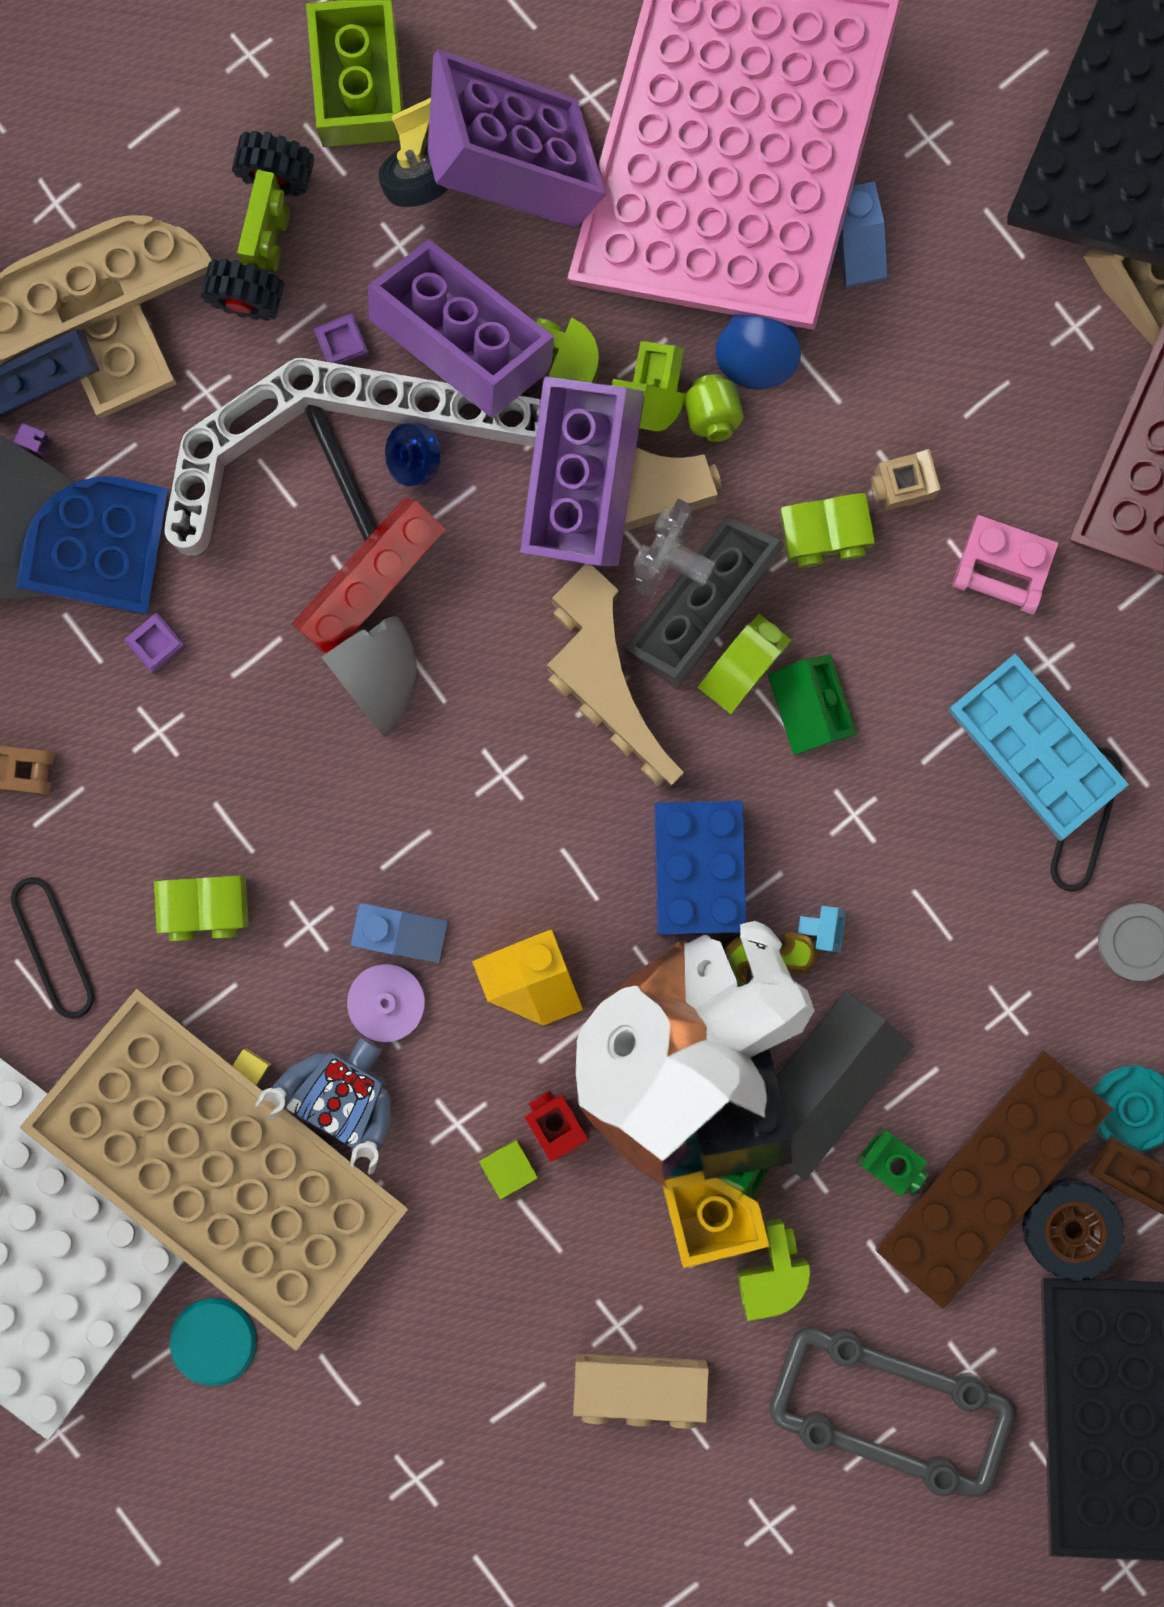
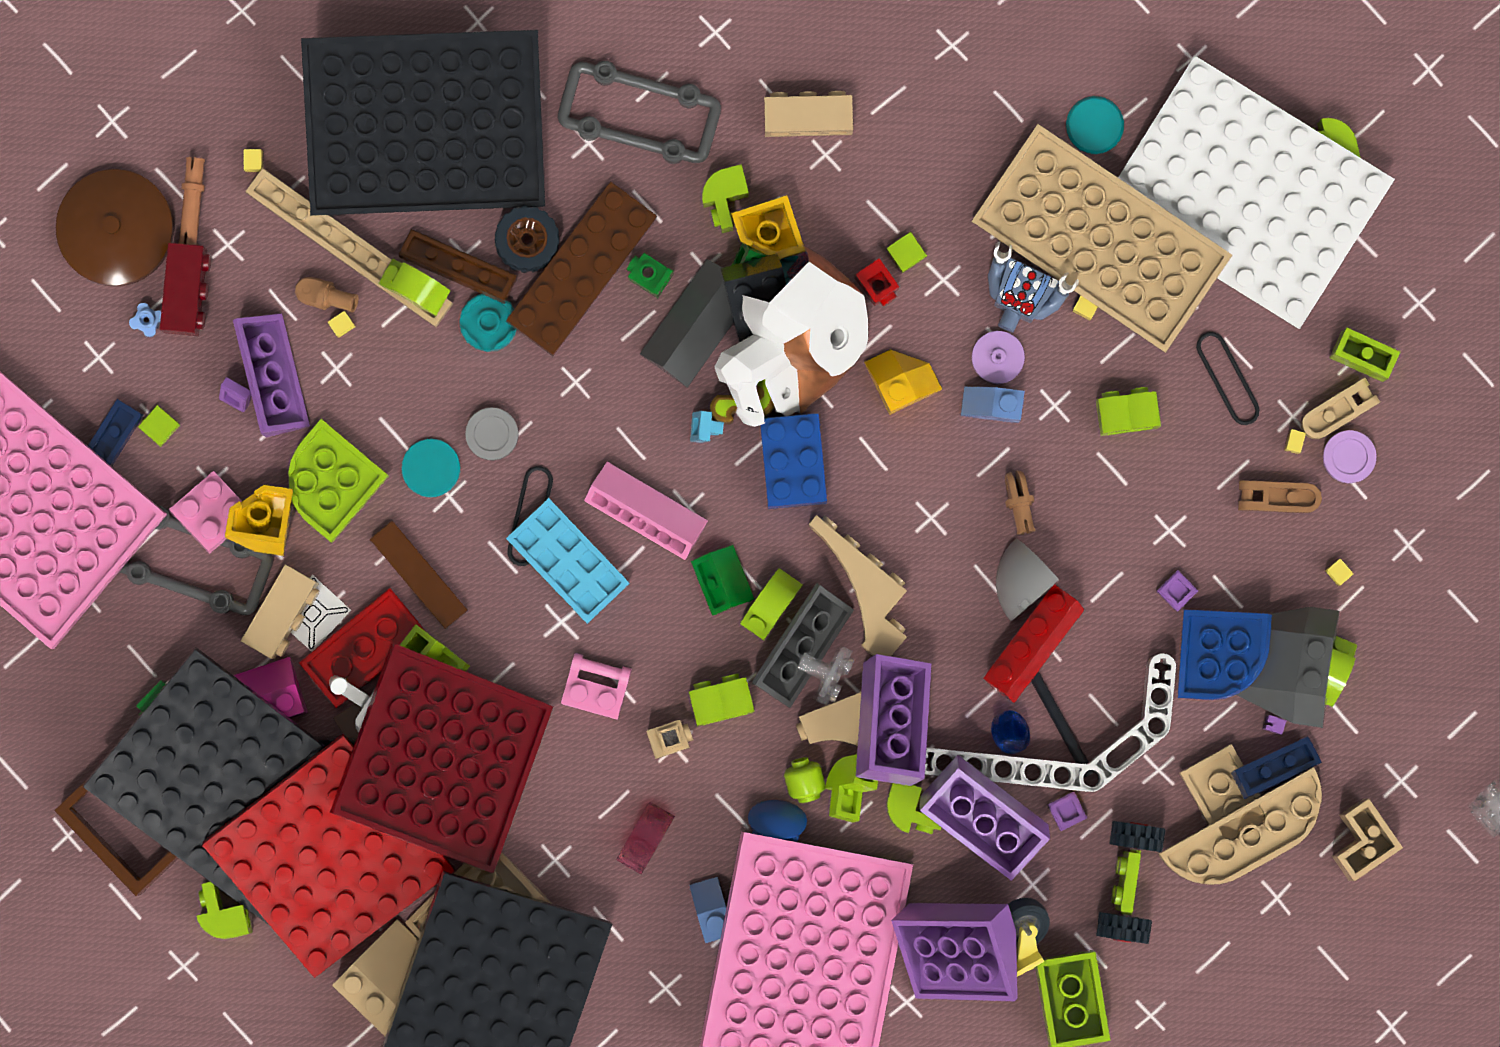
camera: 175 degrees right, 0 degrees up
(371, 779) = (1021, 504): none -> medium nougat arm
(919, 813) = (645, 510): none -> bright pink brick
(947, 343) = (645, 838): none -> clear pink slope

